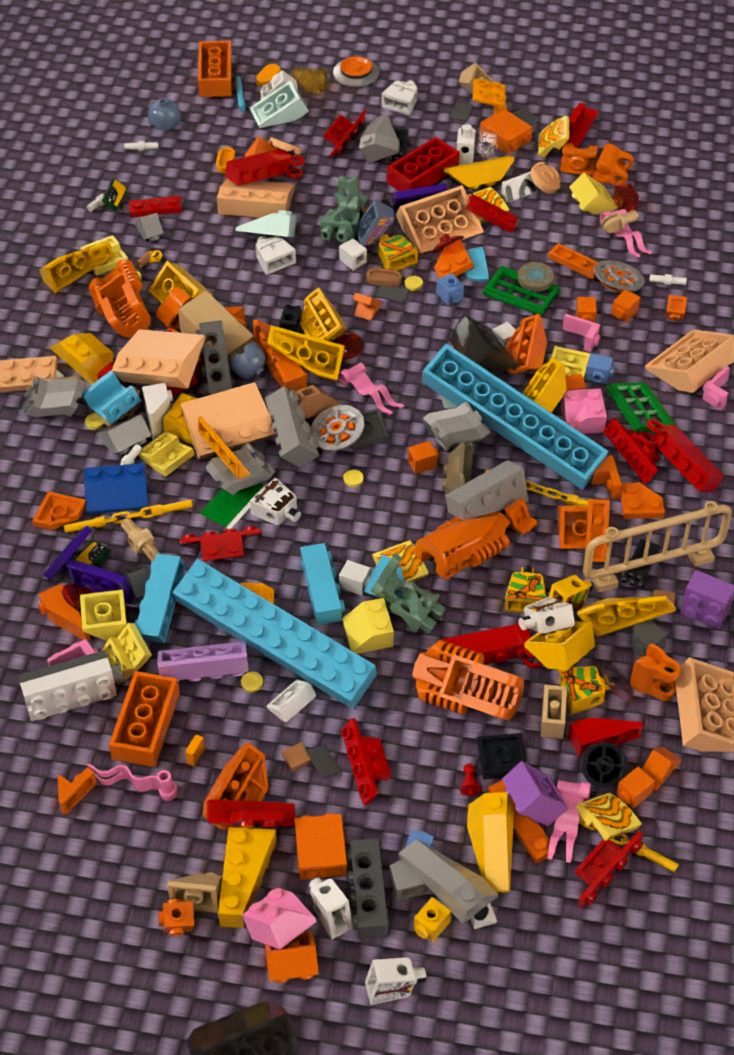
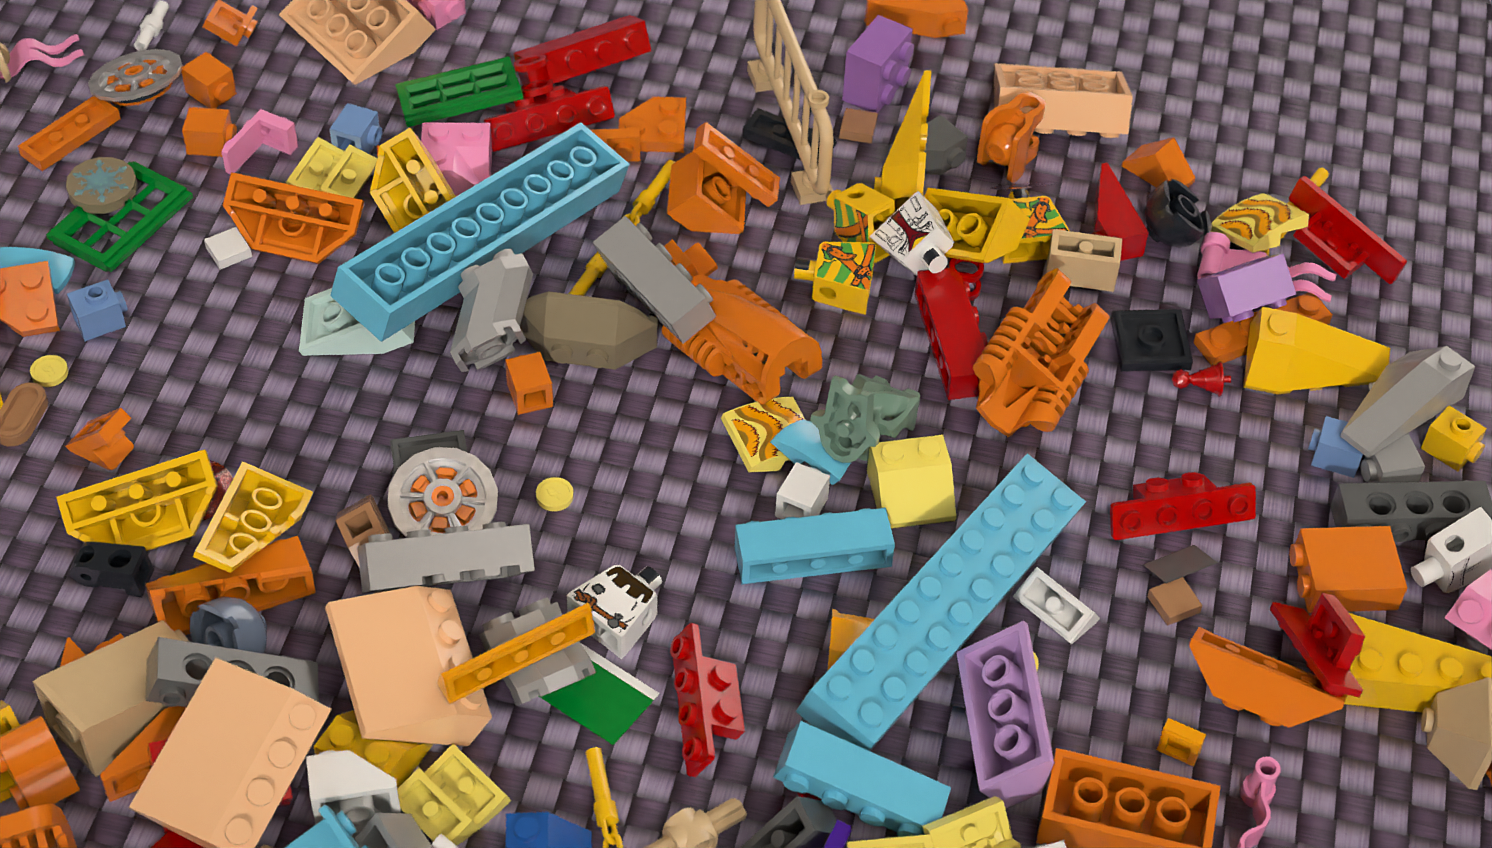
camera: 90 degrees left, 0 degrees up
(364, 386) = (334, 453): bright pink flag -> none
(392, 293) = (65, 407): dark grey sticker -> none
(482, 346) = (286, 269): clear smoke windscreen -> none
(635, 787) = (1209, 189): orange brick -> none

